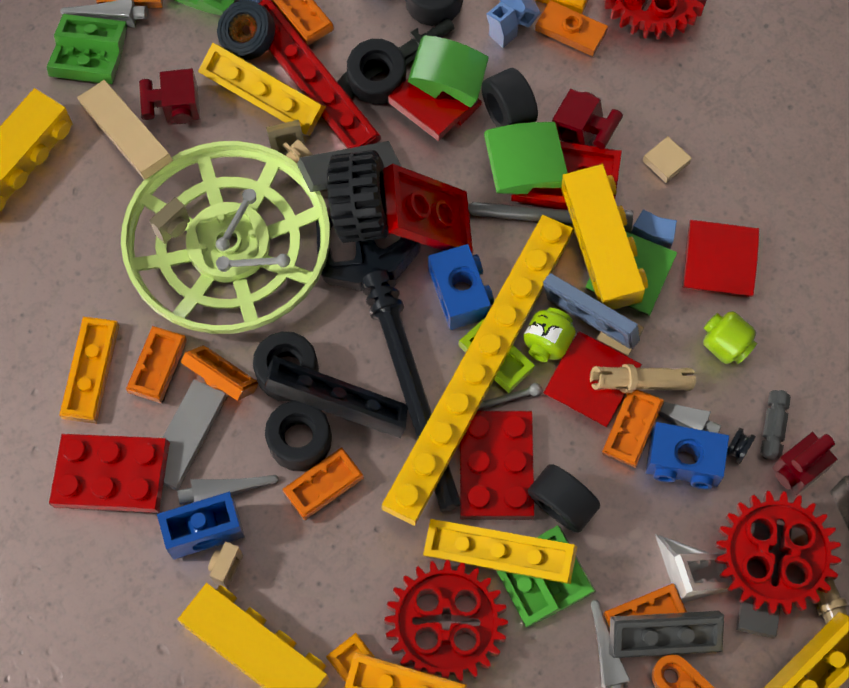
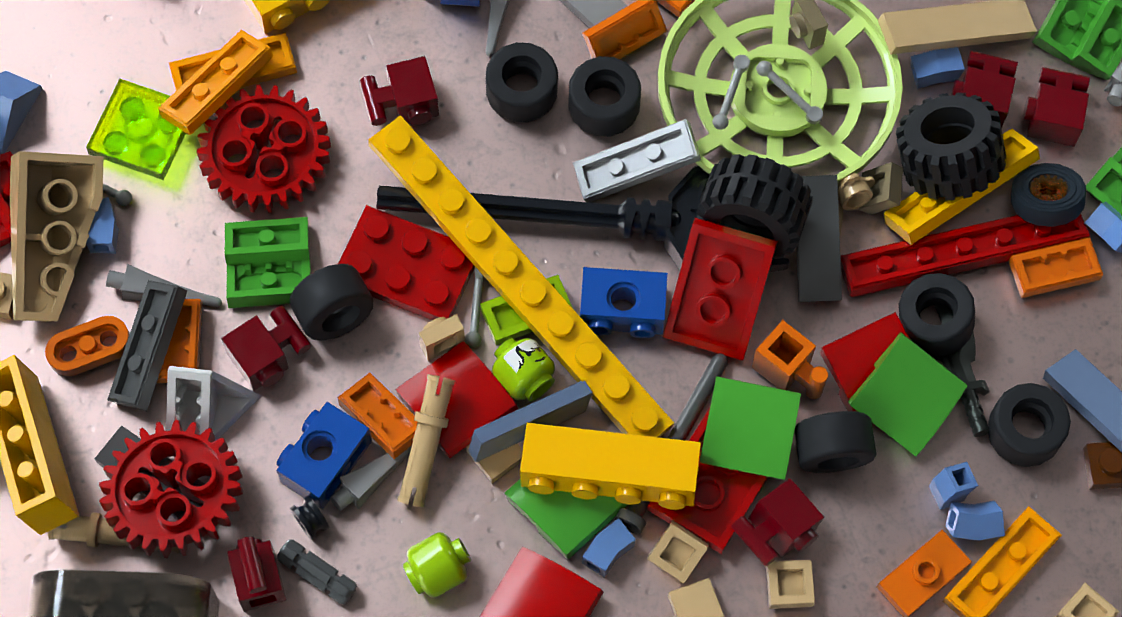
camera: 110 degrees right, 0 degrees up
(164, 135) = (937, 67): none -> medium blue piece
(172, 45) = (1058, 107): none -> dark red brick
(213, 88) = (951, 146): none -> black tyre
(323, 483) = (461, 90): orange plate -> none
(336, 397) = (540, 120): black plate -> none
(337, 317) = (637, 161): none -> tile
(344, 522) = (408, 91): none -> dark red brick
(459, 152) = (787, 358): none -> orange brick
(500, 551) = (306, 219): yellow plate -> none
(549, 408) = (441, 336): none -> tan plate
(623, 99) = (790, 584): none -> tan plate
(626, 544) = (259, 351): none -> dark red brick
(636, 180) = (678, 551): none -> tan plate

